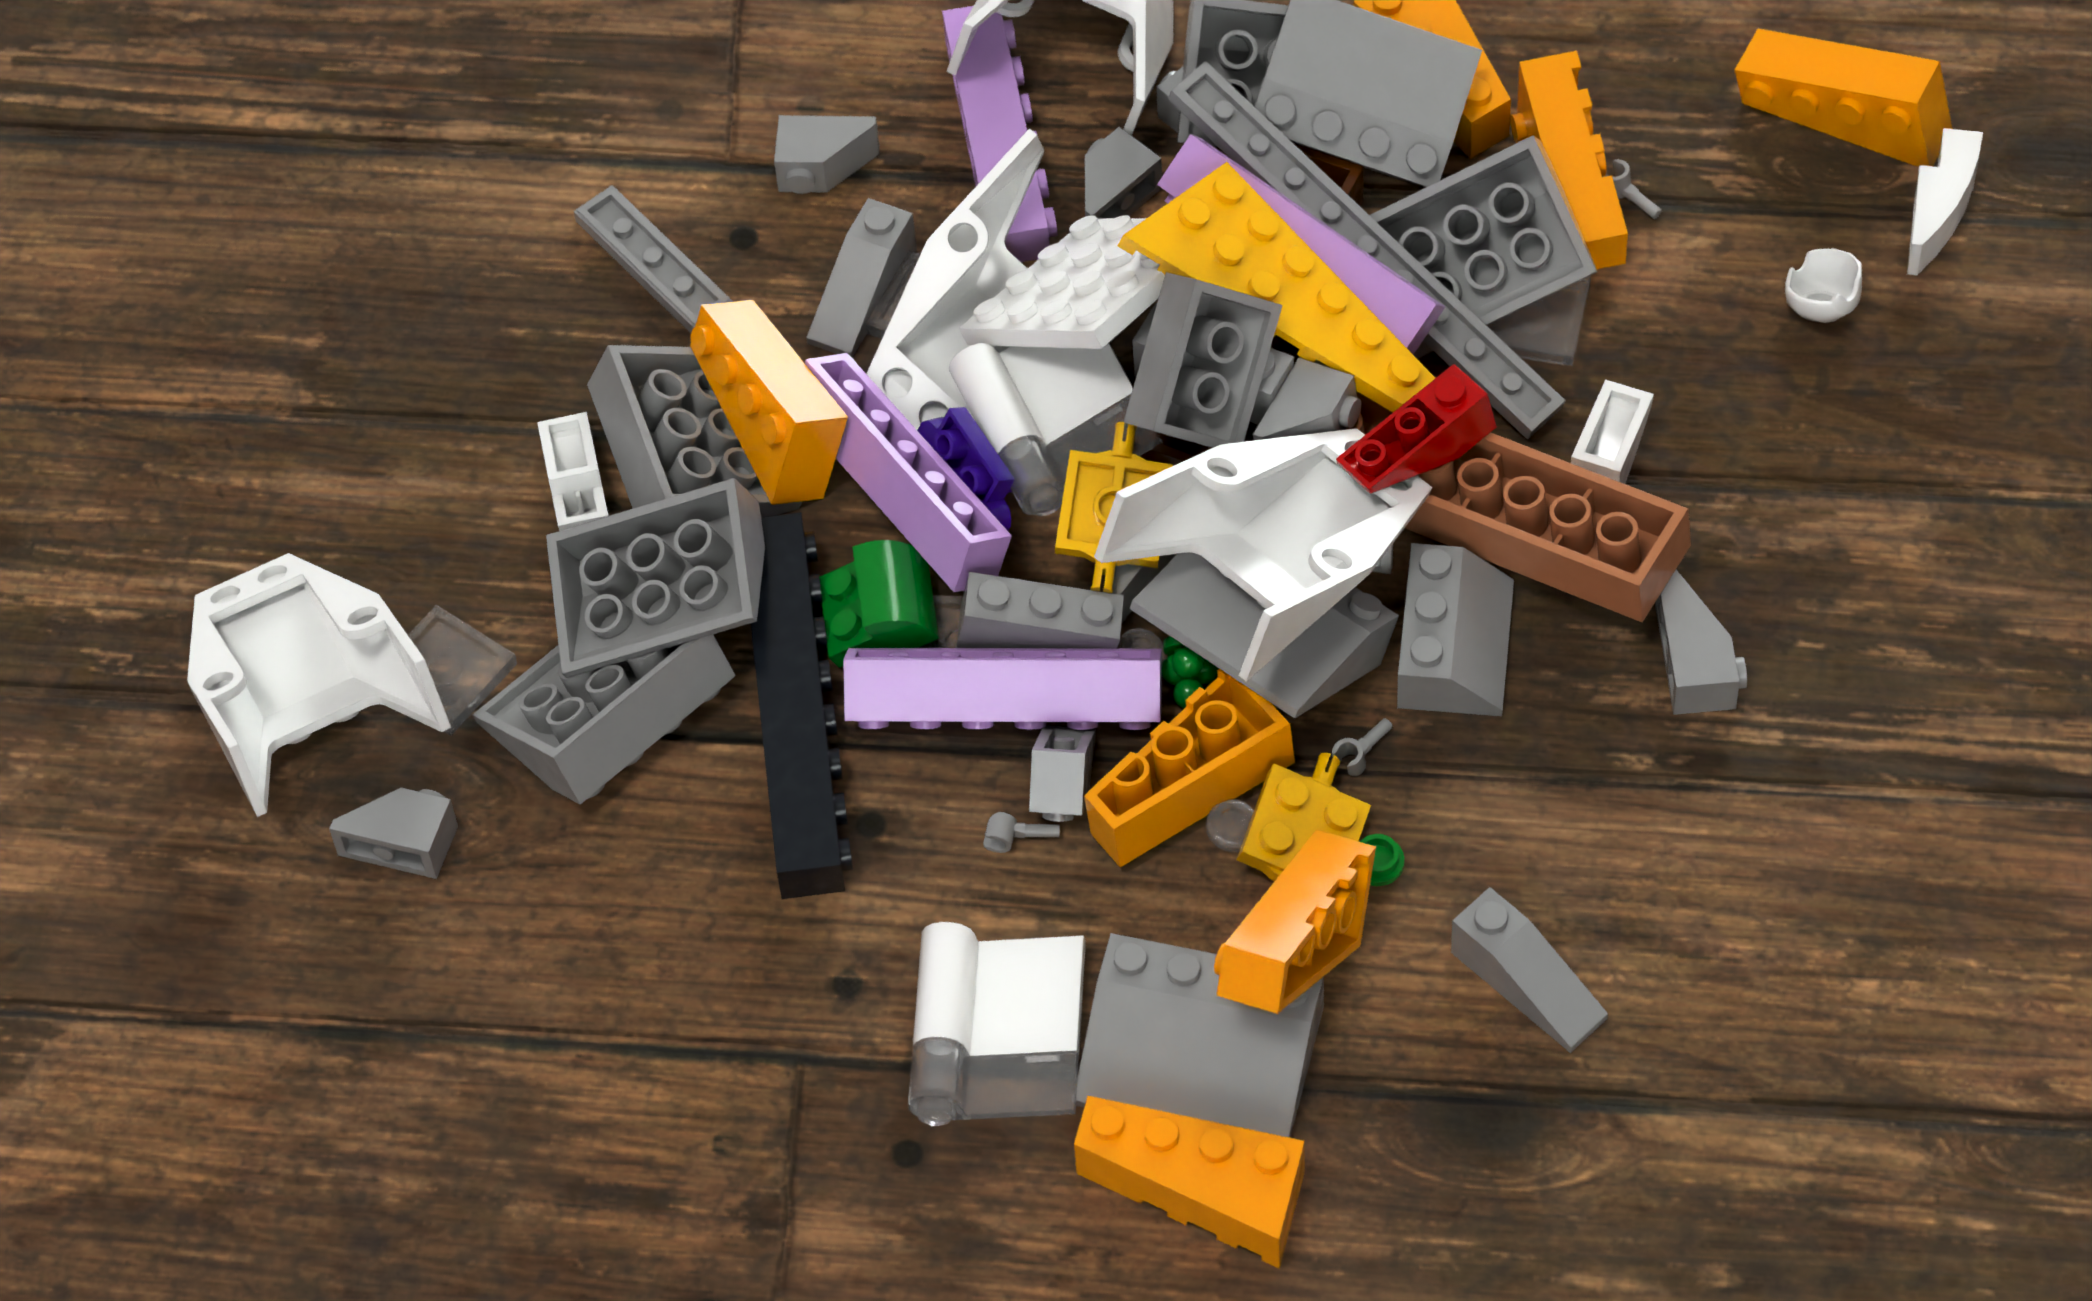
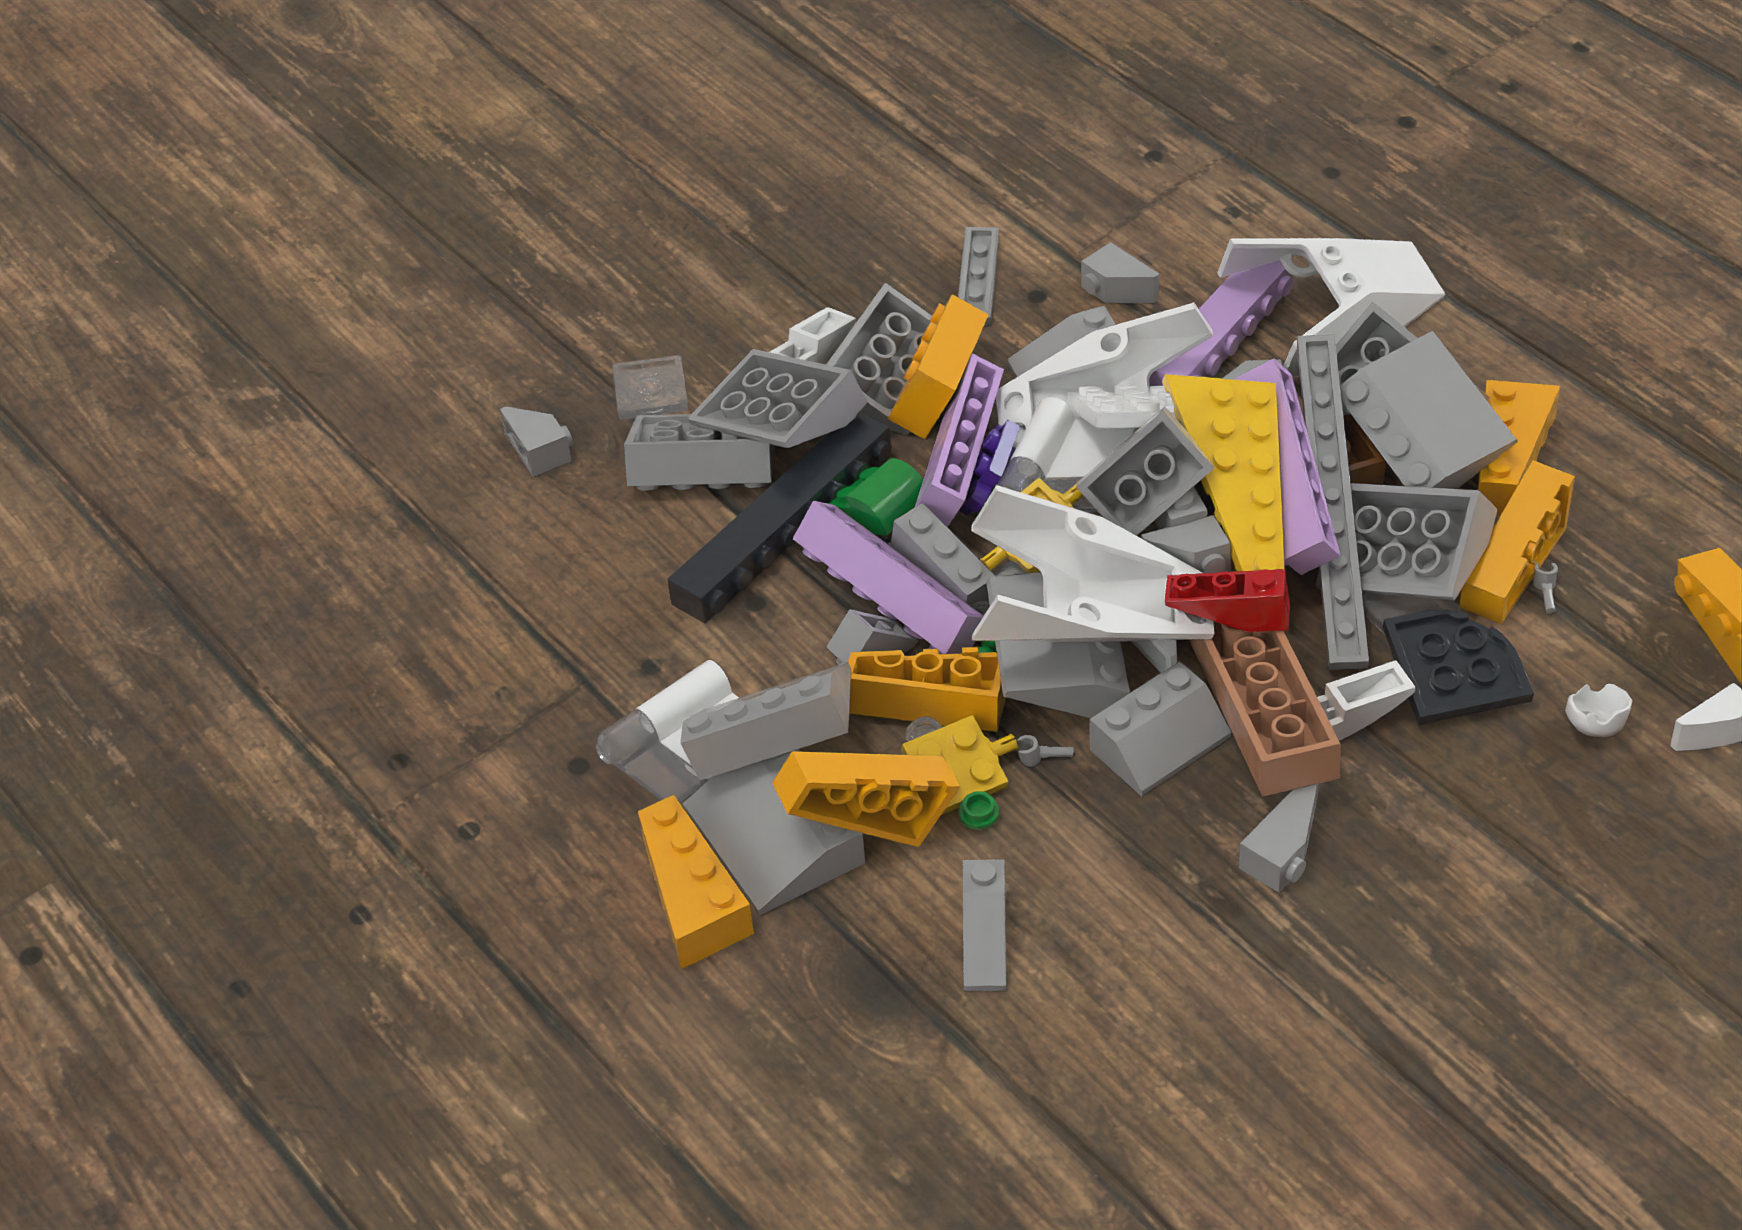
camera: 45 degrees right, 10 degrees down
(294, 654) = (565, 327): white windscreen -> none
(1004, 827) = (810, 649): light grey hand -> none
(1101, 930) = (768, 722): none -> light grey slope
(1648, 336) = (1455, 664): none -> black plate

